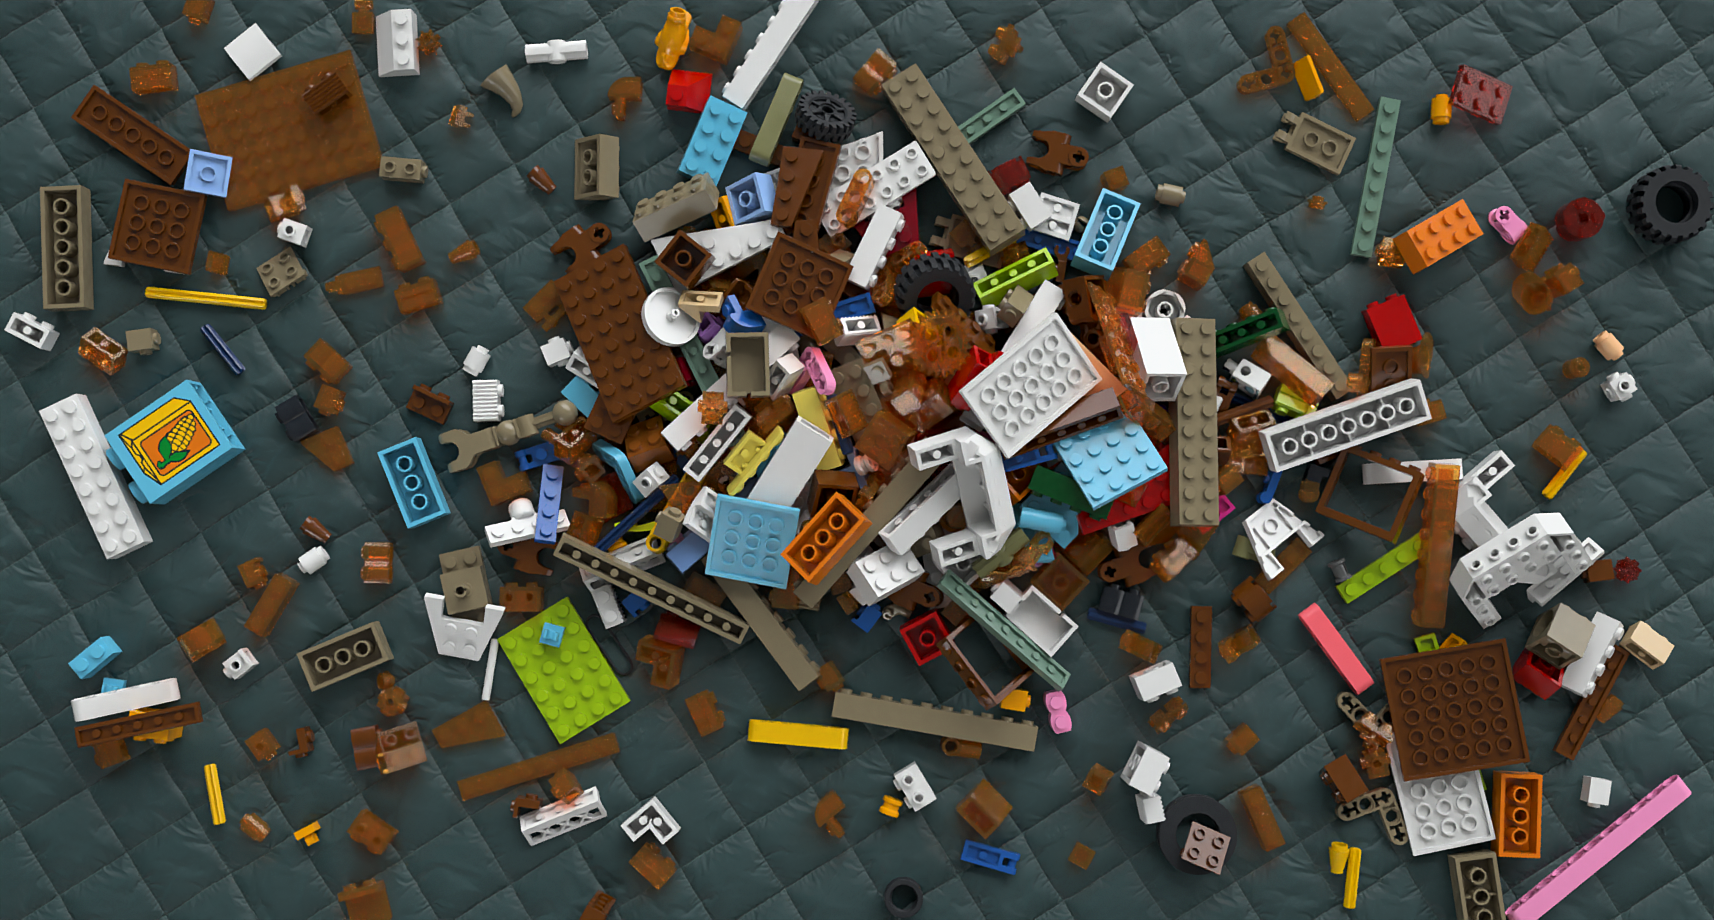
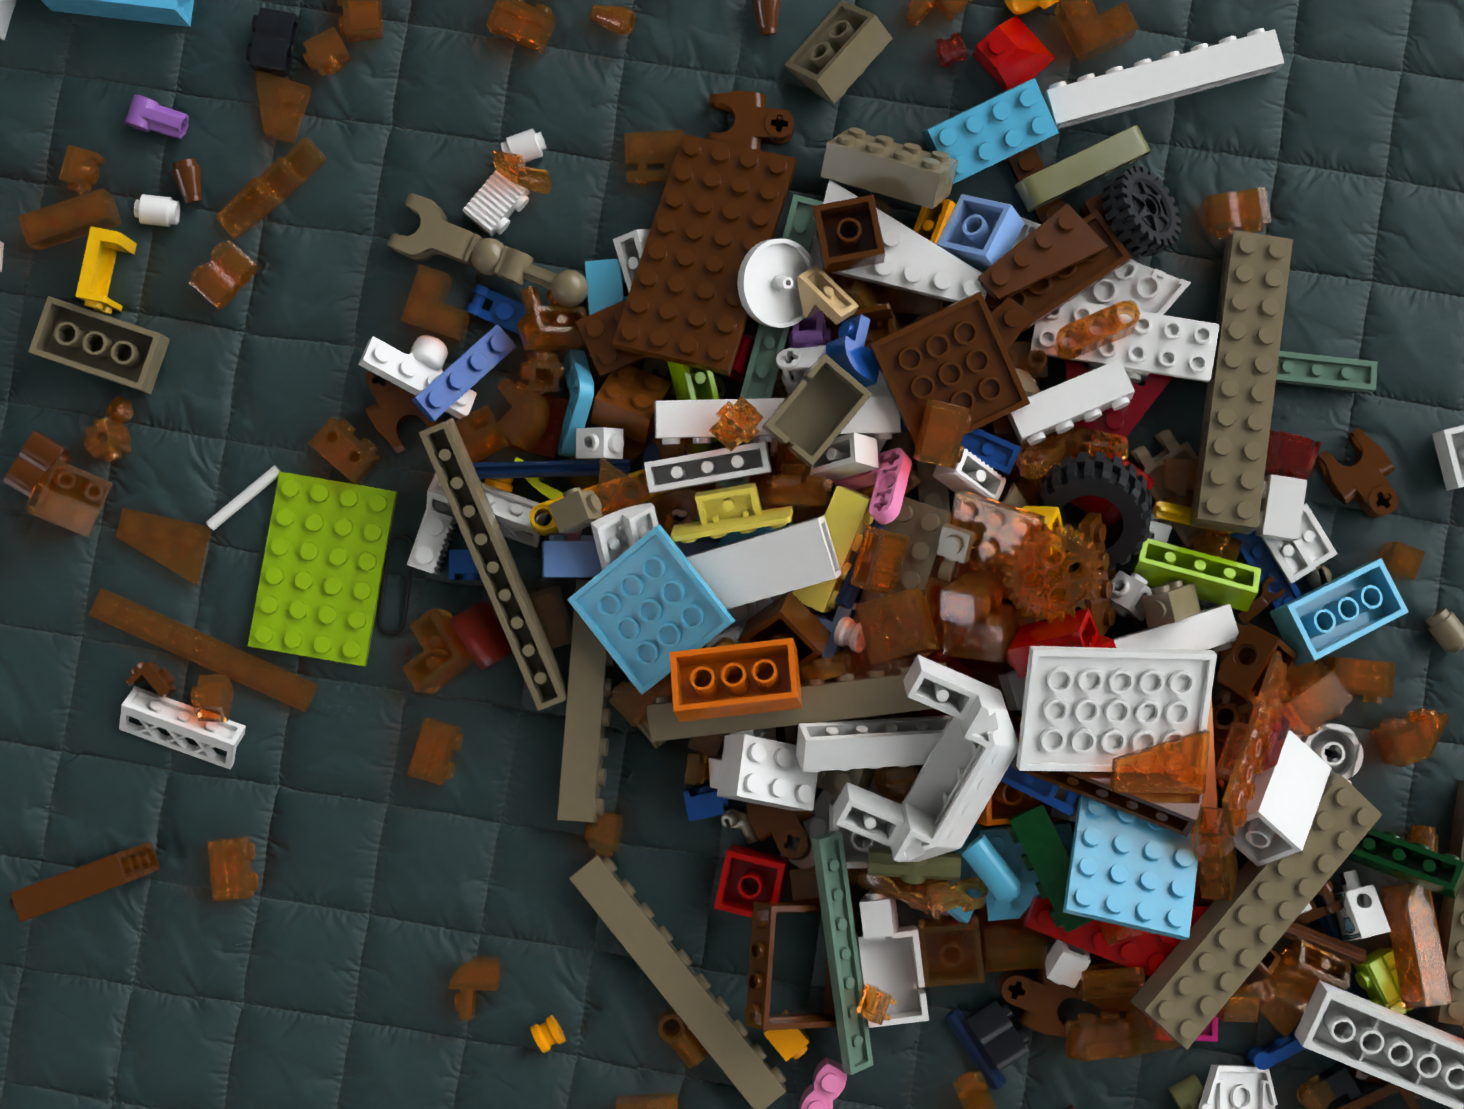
camera: 45 degrees right, 0 degrees up
(266, 513) = (149, 115): none -> medium lavender piece
(309, 616) = (99, 266): none -> yellow panel
(363, 496) = (271, 188): none -> clear orange slope
(414, 482) = (338, 221): medium azure brick -> none
(430, 404) = (431, 152): reddish brown bracket -> none
(461, 636) = (243, 433): white wing -> none
(465, 583) = (294, 389): dark tan brick -> none
(484, 376) = (514, 169): none -> clear orange slope
(552, 634) = (343, 519): medium azure tile -> none
(557, 351) = (619, 214): white brick -> none
(652, 817) = (276, 814): white brick -> none
(654, 117) = (951, 50): none -> clear red wheel
(798, 734) = (515, 864): yellow beam -> none
(914, 786) = (592, 1035): white brick -> none
(1009, 45) = (1411, 310): clear orange hips -> none
(1042, 642) = (874, 1004): none -> clear orange tile
(1081, 392) = (1165, 767): none -> clear orange wing

